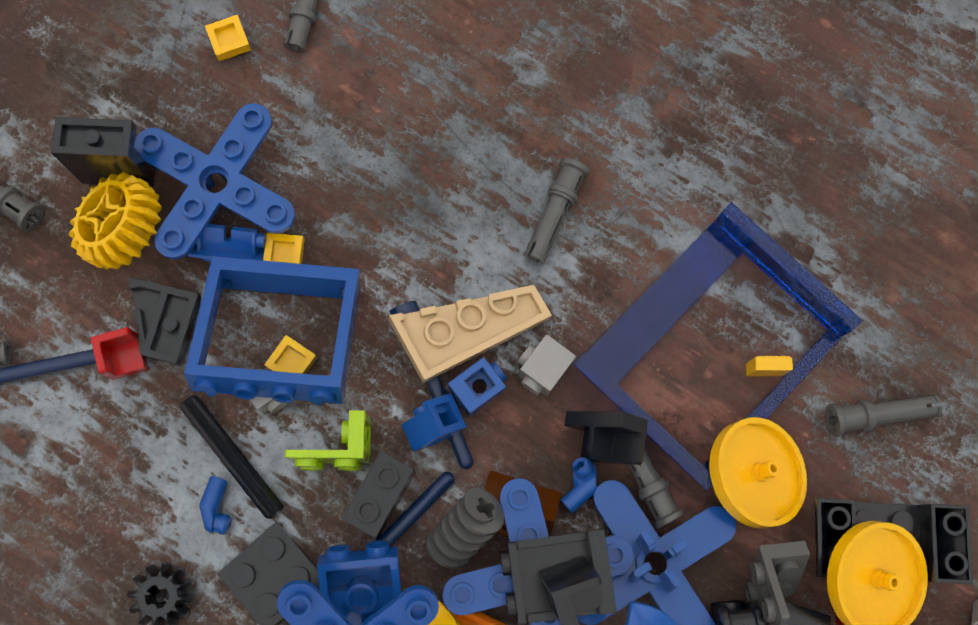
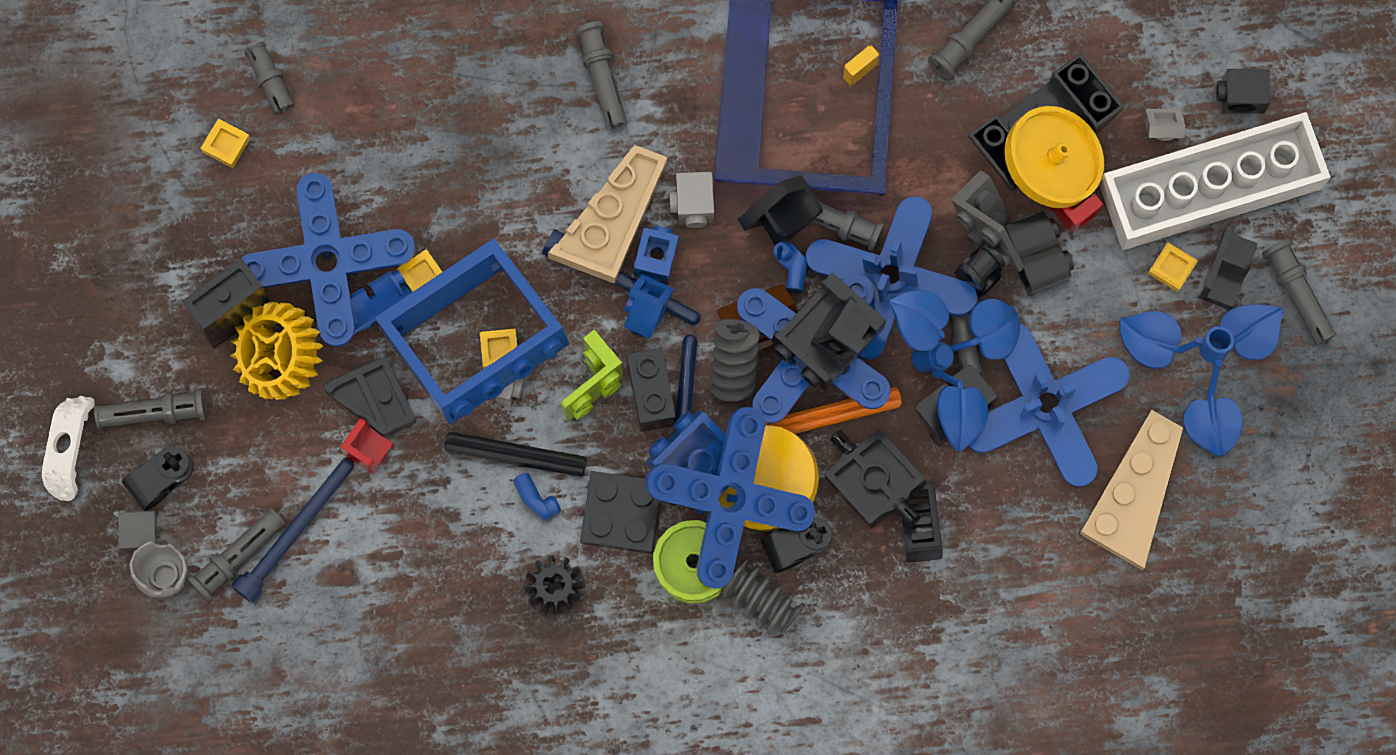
camera: 35 degrees left, 0 degrees up
(758, 473) = (913, 150): yellow piece -> none

